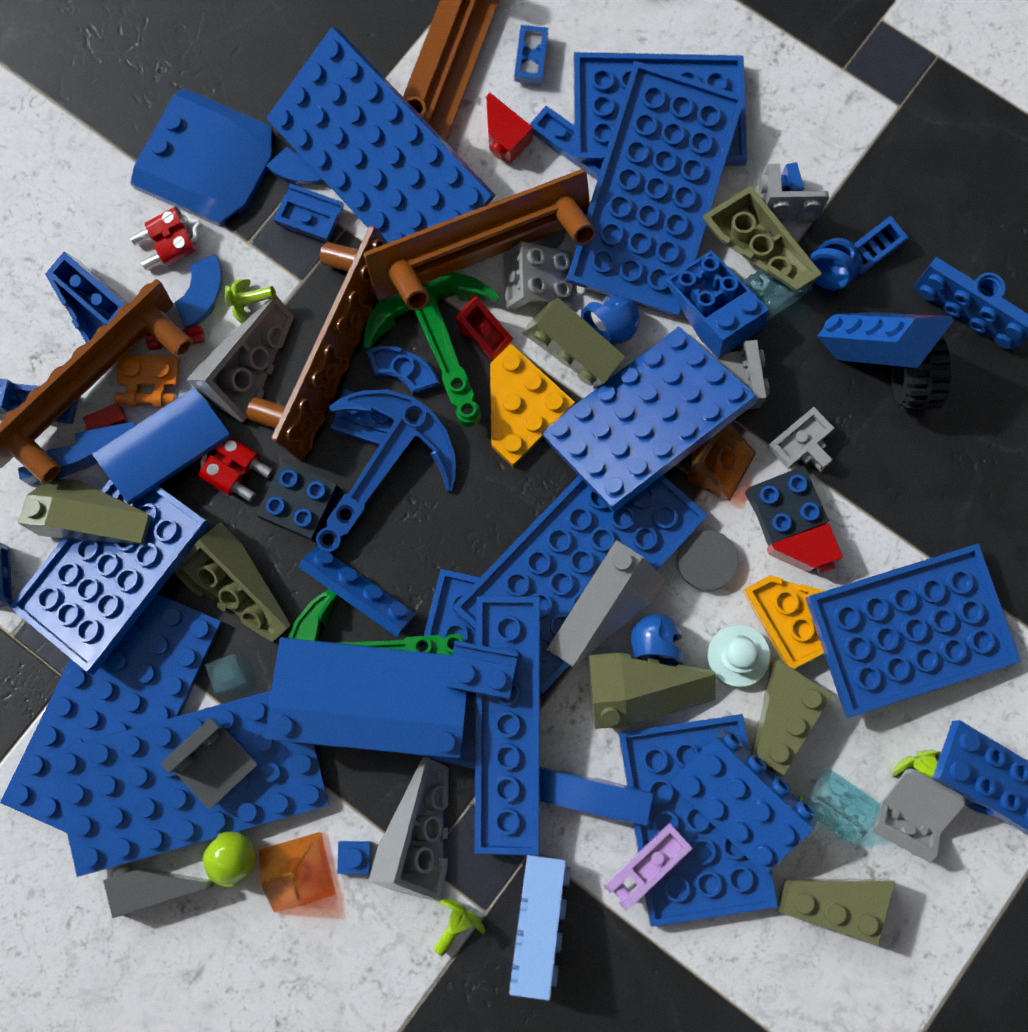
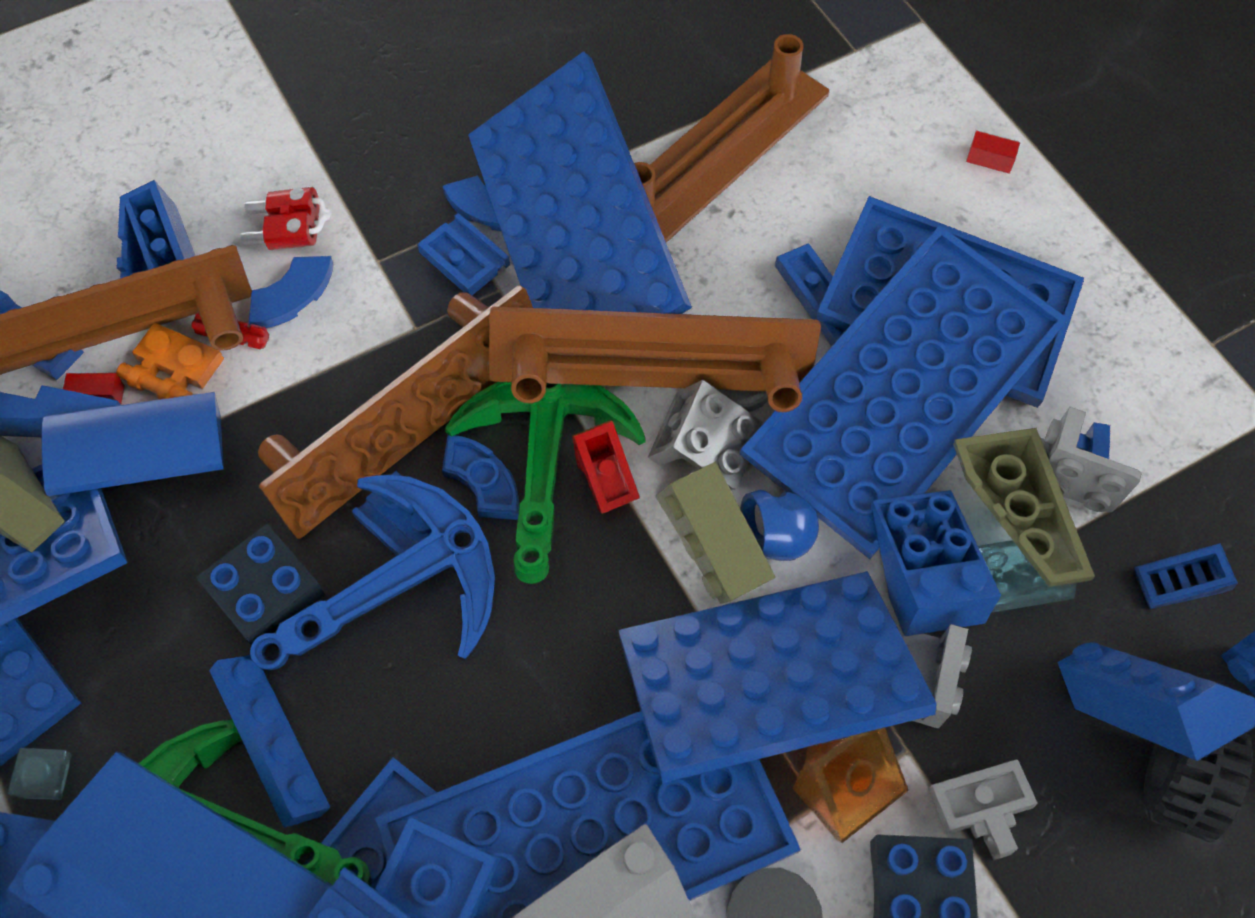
camera: 20 degrees right, 15 degrees down
(204, 158) = (377, 154): blue wedge -> none
(226, 574) = (115, 632): olive wedge -> none
(229, 467) = (203, 504): red piece -> none
(239, 297) = (333, 310): lime plant -> none
(242, 362) = (294, 387): light grey wedge -> none
(506, 130) = (746, 253): red slope -> none
(521, 404) = (610, 586): light orange plate -> none
(531, 54) = (816, 184): blue piece -> none
(838, 262) = (1123, 575): blue helmet -> none

